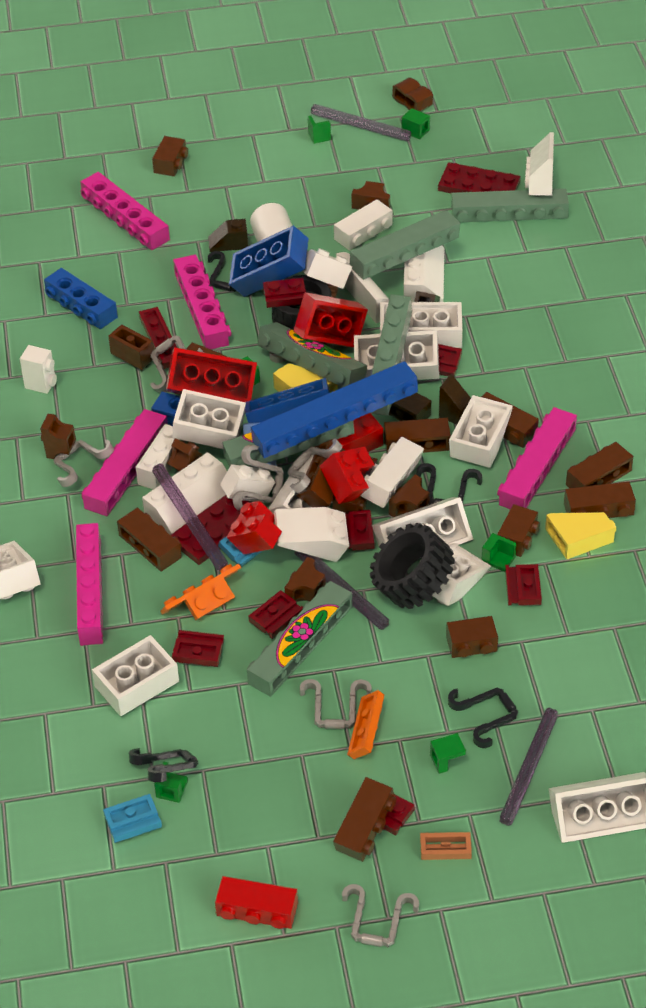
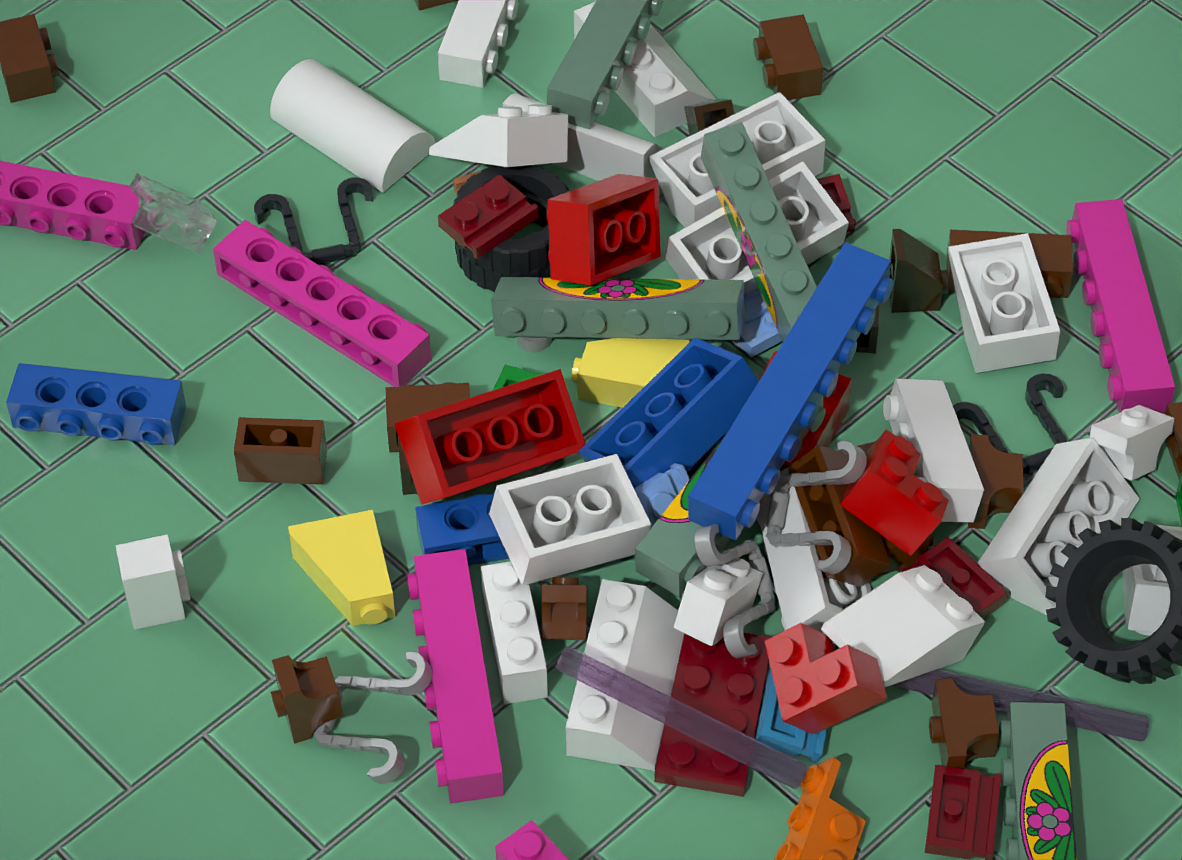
camera: 35 degrees left, 5 degrees up
(122, 402) = (346, 564): none -> light yellow slope
(149, 539) = (629, 797): reddish brown brick -> none
(157, 332) = (297, 398): dark red plate -> none
(159, 350) = (339, 427): light grey piece -> none
(169, 239) = (171, 214): none -> clear bracket
(229, 236) = (264, 158): dark brown slope -> none
(269, 260) = (405, 172): blue brick -> none
(428, 433) = (917, 350): reddish brown brick -> none
(483, 510) = (1133, 439): none -> white brick
(488, 294) = (789, 57): none -> reddish brown brick

